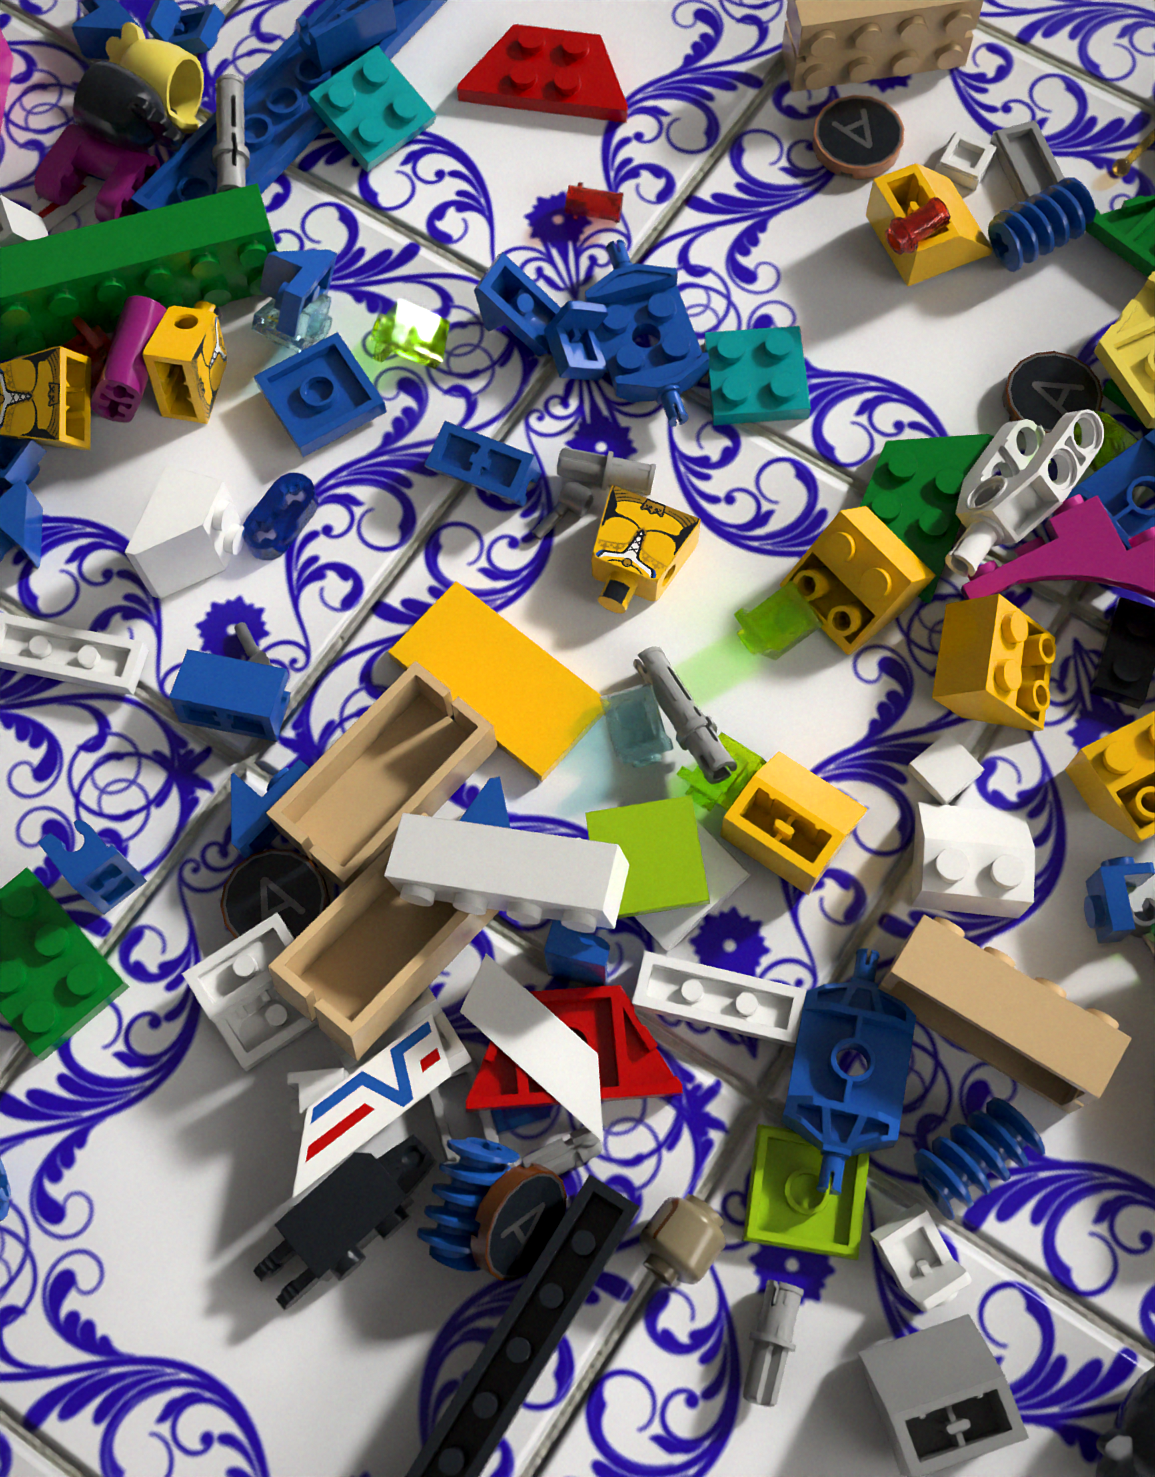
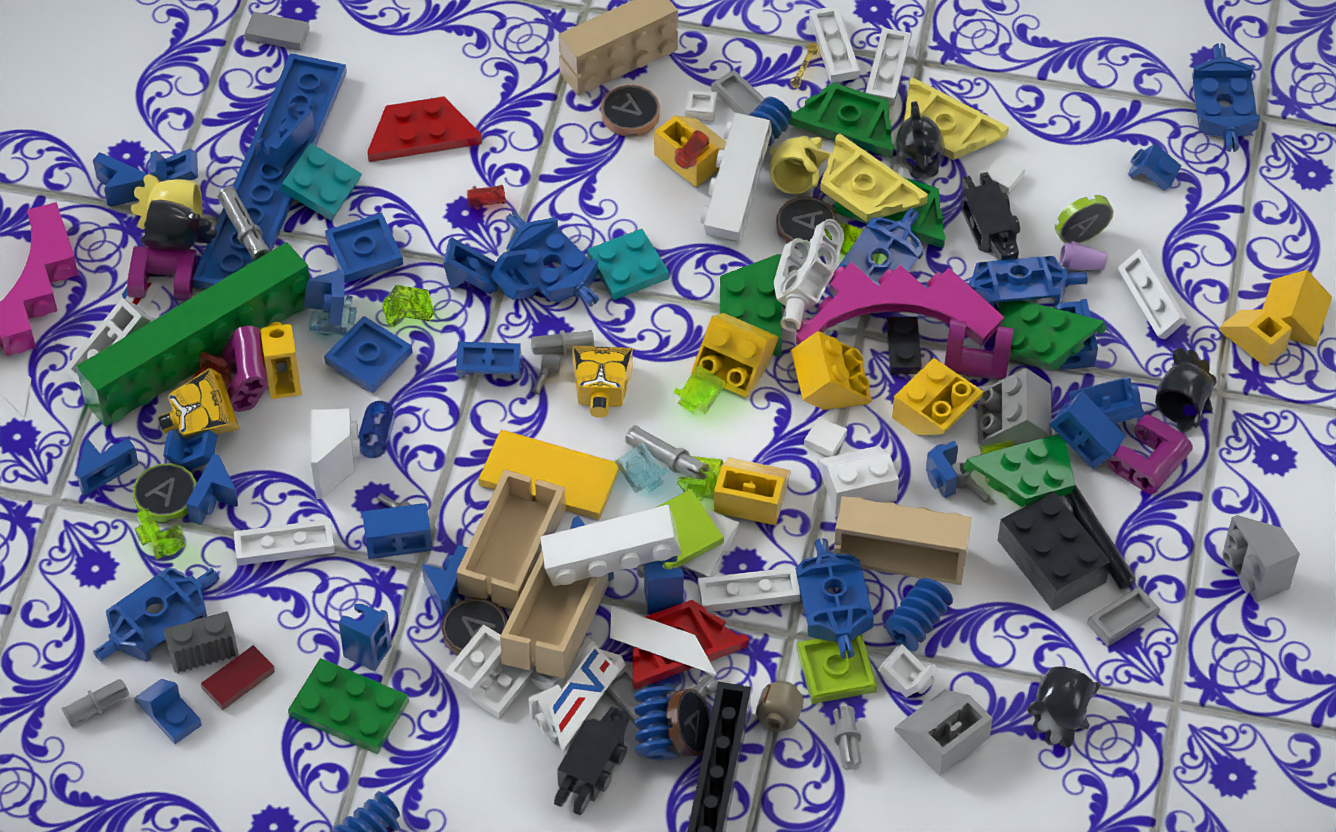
camera: 25 degrees left, 15 degrees down
(388, 227) = (364, 247): none -> blue plate
(973, 288) = (737, 177): none -> white brick
(1072, 296) = (796, 164): none -> light yellow piece

